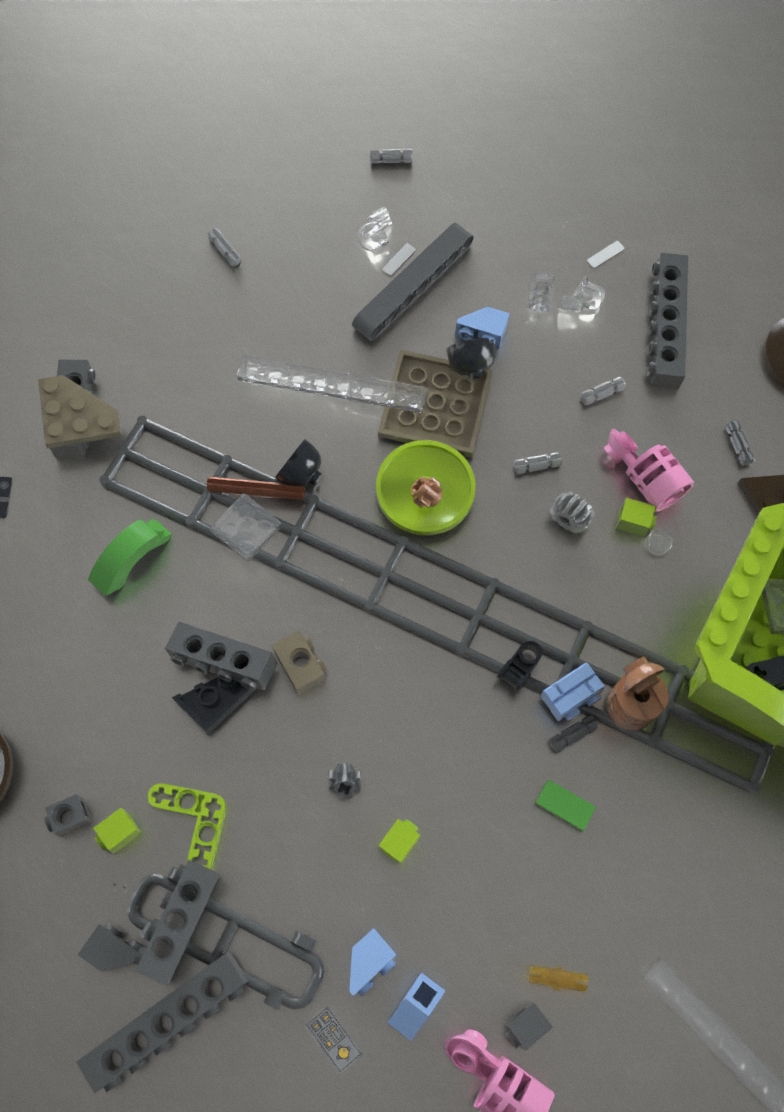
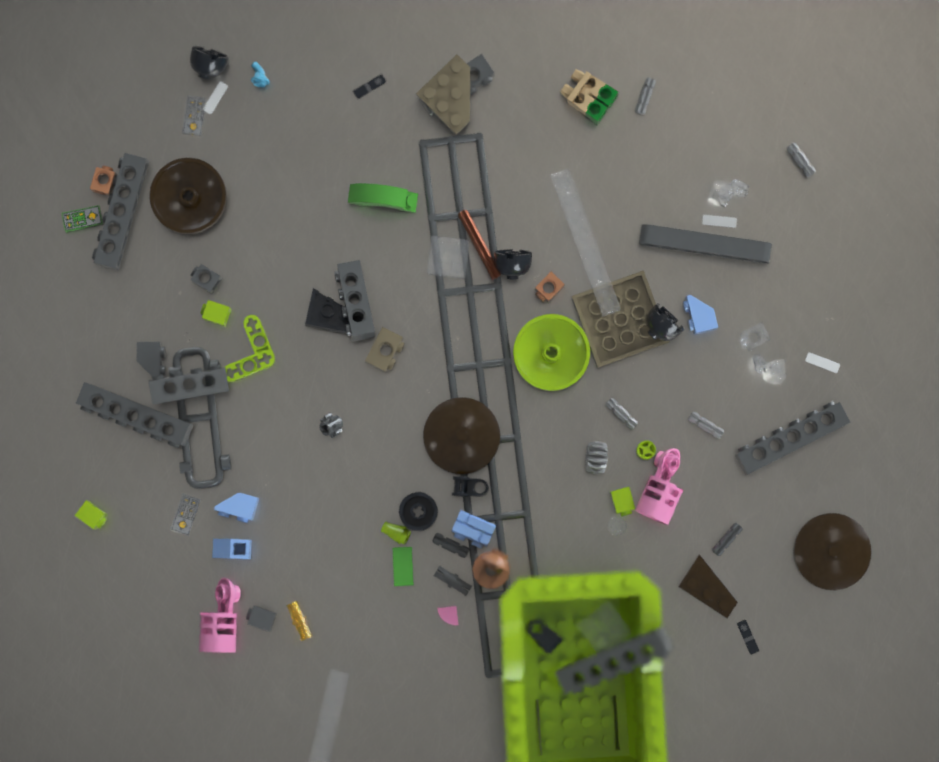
camera: 60 degrees right, 15 degrees up
(185, 291) = (590, 95): none -> tan hips
(349, 440) = (551, 279): none -> nougat brick
(399, 840) = (317, 481): lime brick -> none
(426, 492) = (542, 357): nougat gear -> none
(454, 640) = (461, 435): none -> dark brown dish
(509, 728) = (412, 502): none -> black brick
(520, 785) = (396, 532): none -> lime cone
(595, 456) = (648, 450): none -> lime wheel
(617, 757) = (452, 580): none -> dark grey pin
(655, 788) = (449, 614): none -> bright pink tile

